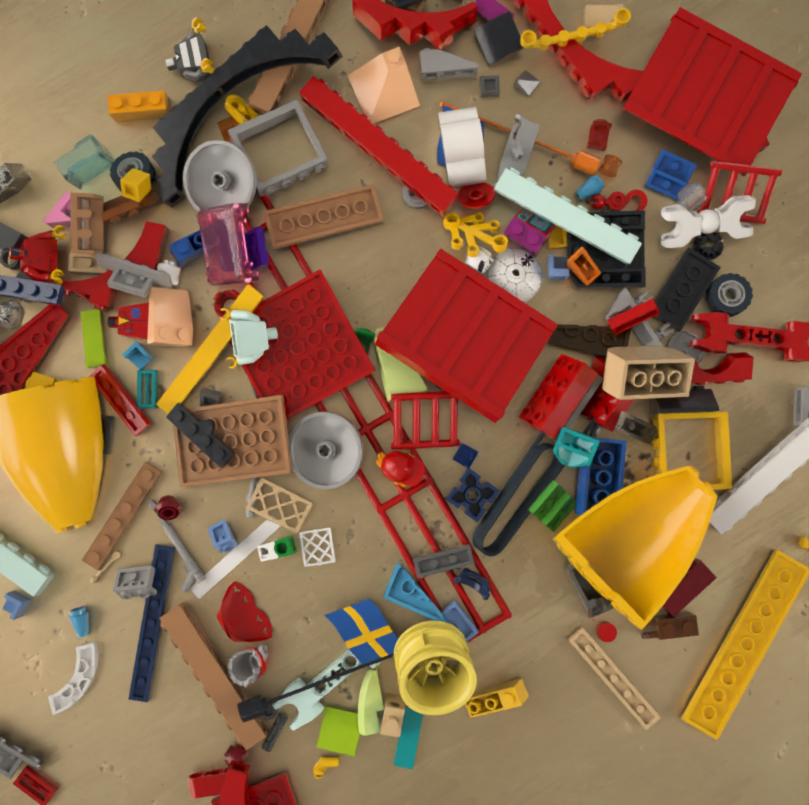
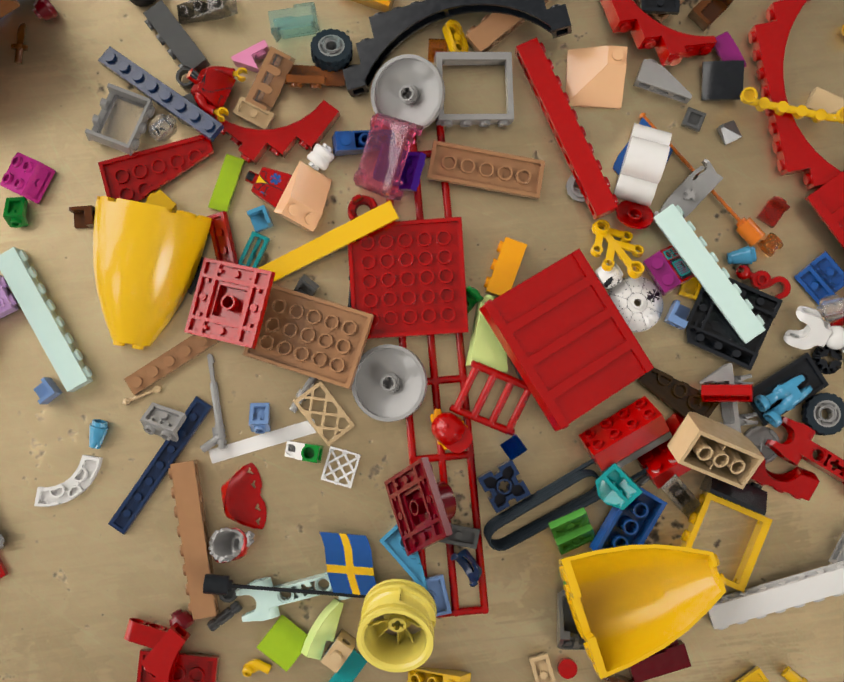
camera: 25 degrees right, 0 degrees up
(132, 277) = (288, 145): light grey bracket -> none
(135, 185) = (330, 63): yellow panel -> none
(144, 445) = (229, 302): none -> piece
(168, 508) = (223, 368): dark red cone -> none
(201, 434) = (285, 319): black hinge -> none
(248, 336) = (368, 248): light aqua torso -> none
(381, 295) = (505, 267): none -> light orange brick
(405, 548) = (421, 506): none -> dark red piece
(583, 266) = (702, 326): orange slope -> none
(688, 291) = (790, 398): none -> dark azure piece

